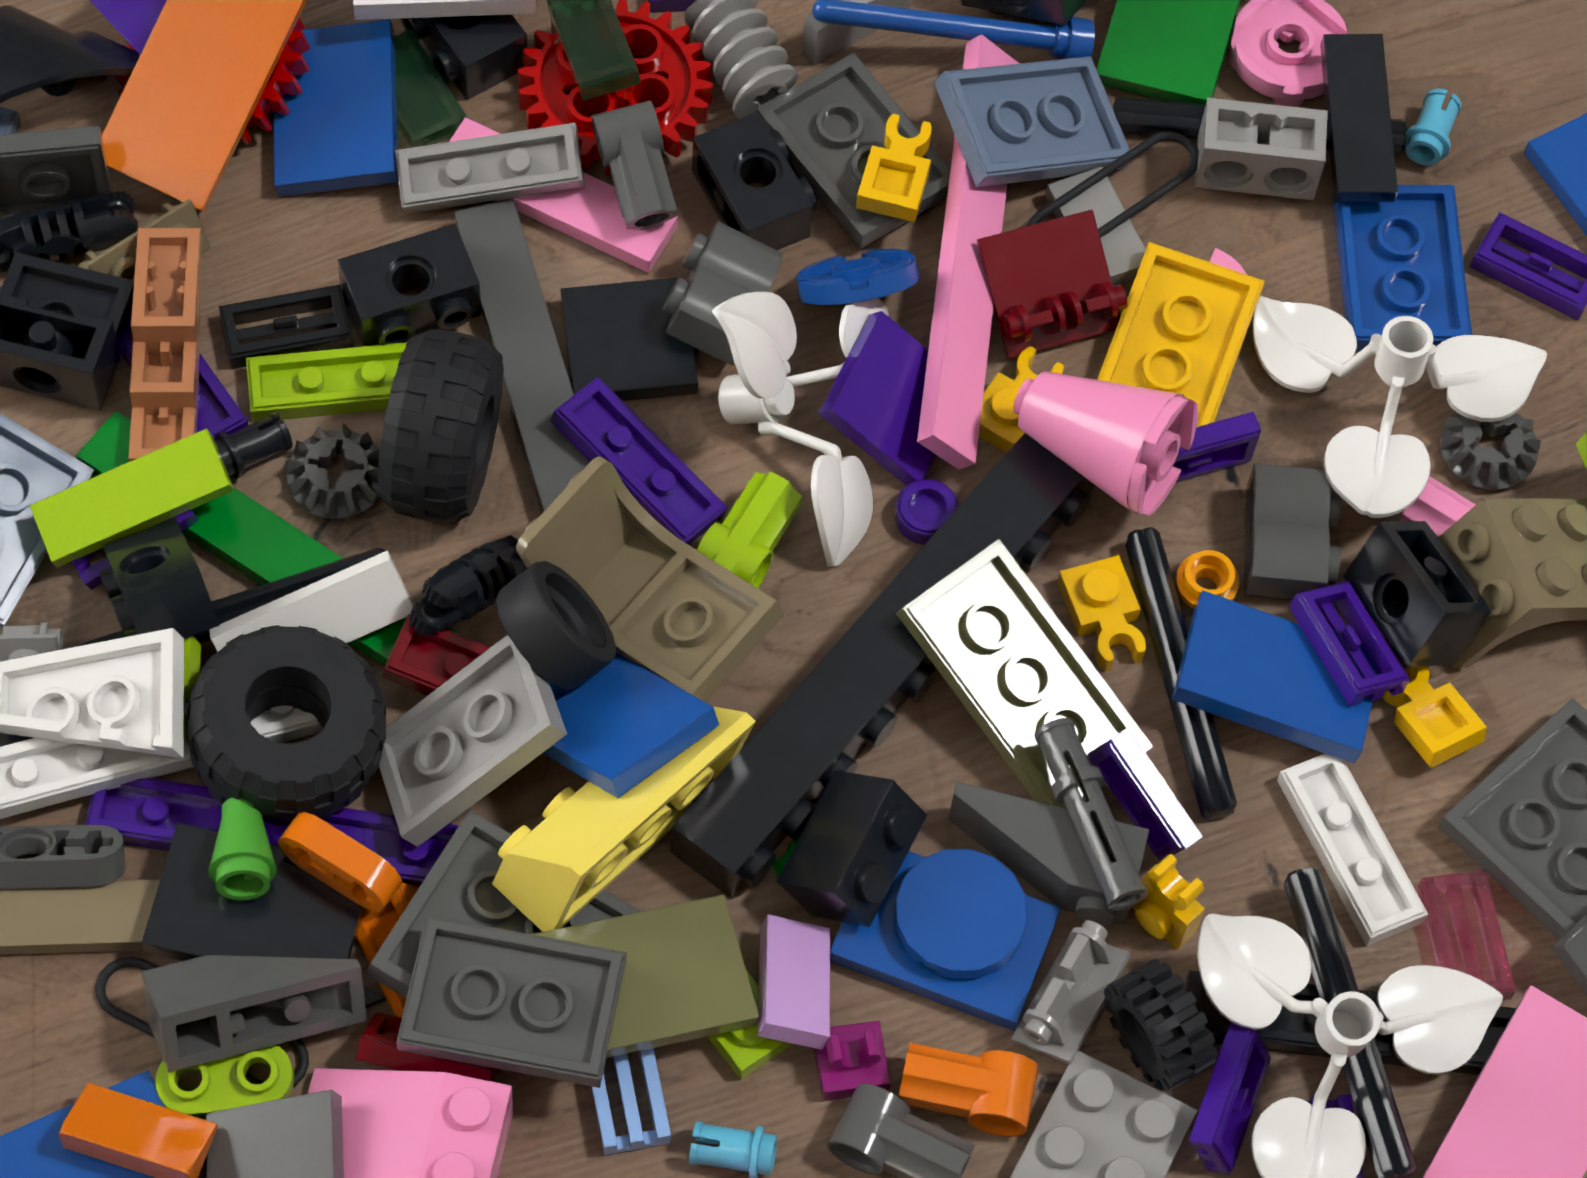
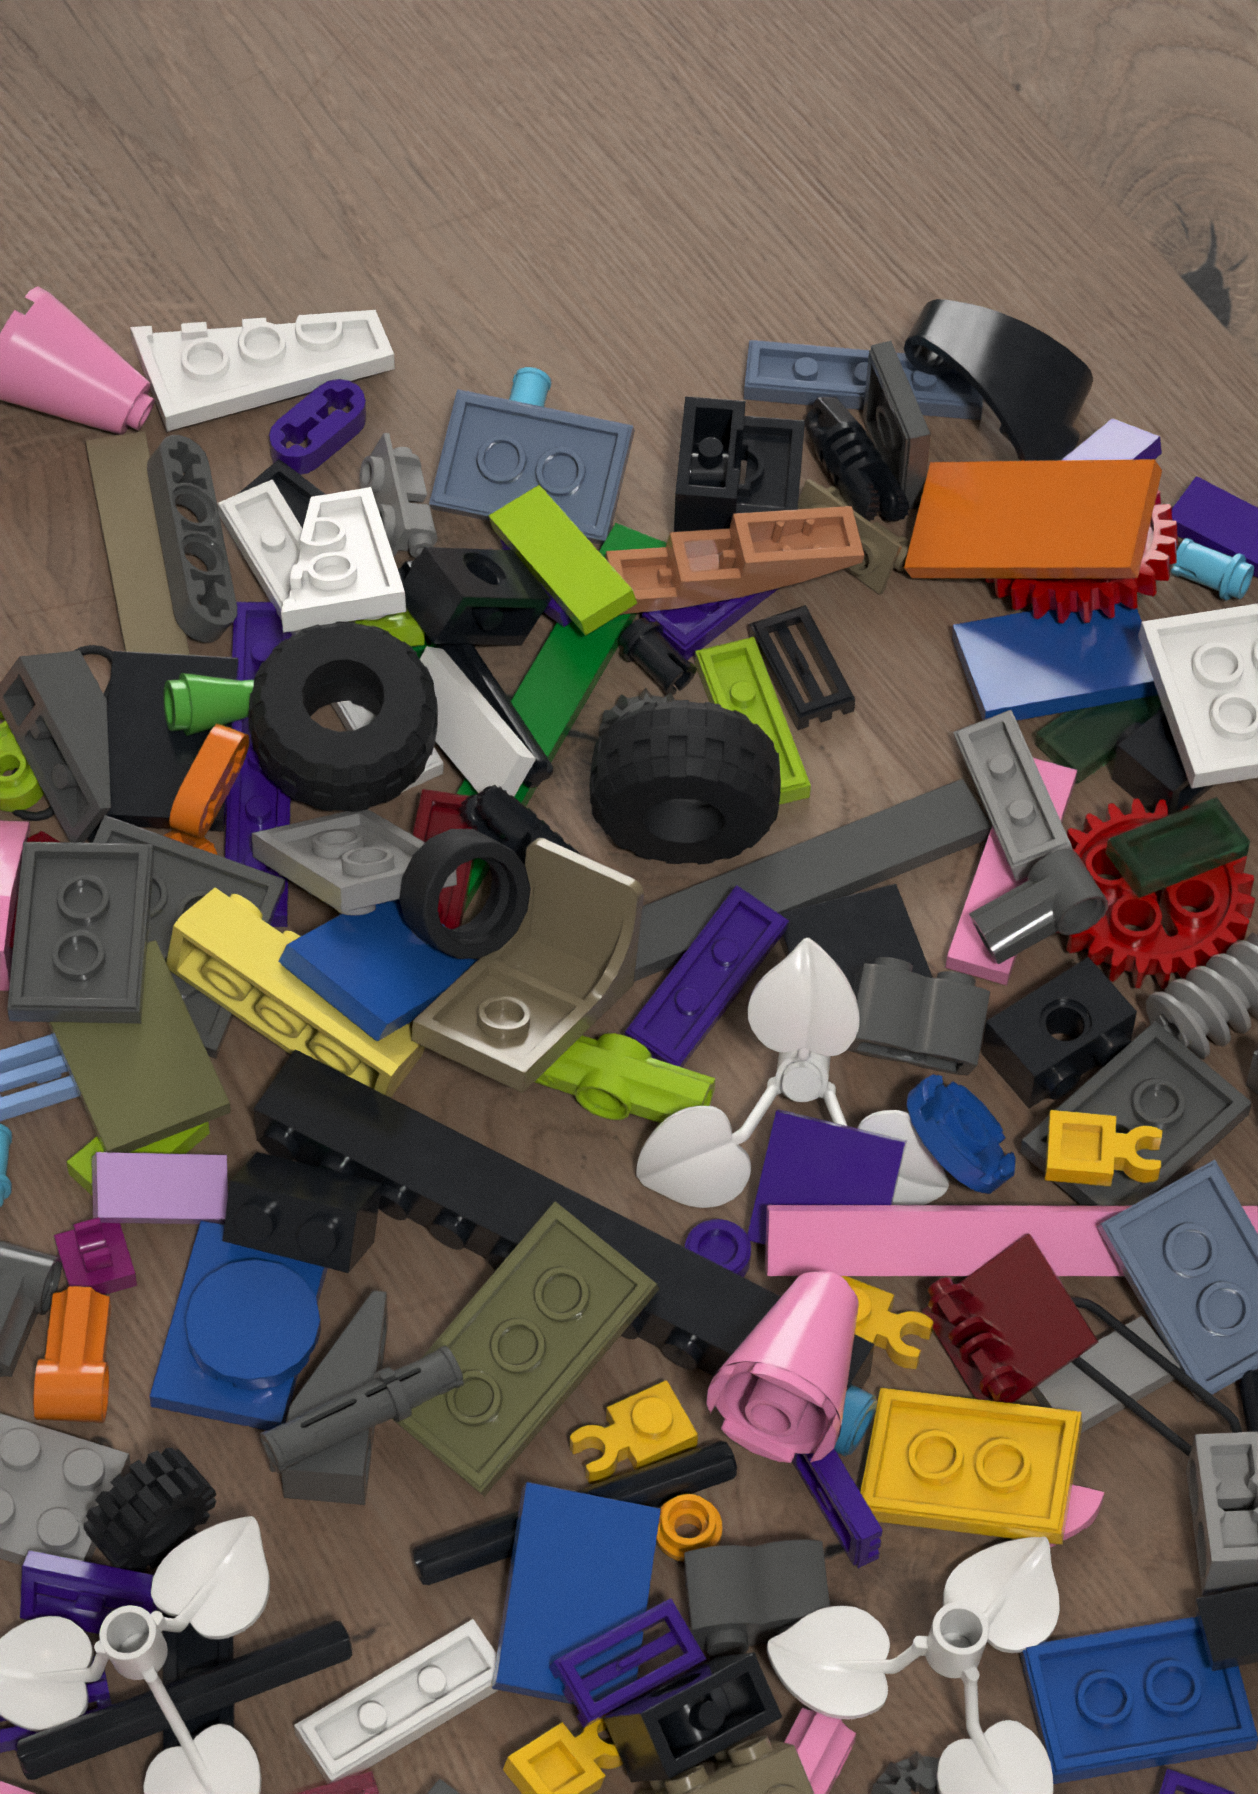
camera: 85 degrees right, 5 degrees down
(426, 262) = (857, 722): black brick -> none
(1071, 994) = (213, 1444): light grey hinge -> none
(1144, 794) = (407, 1474): tile -> none
(1170, 904) = (292, 1513): yellow plate -> none

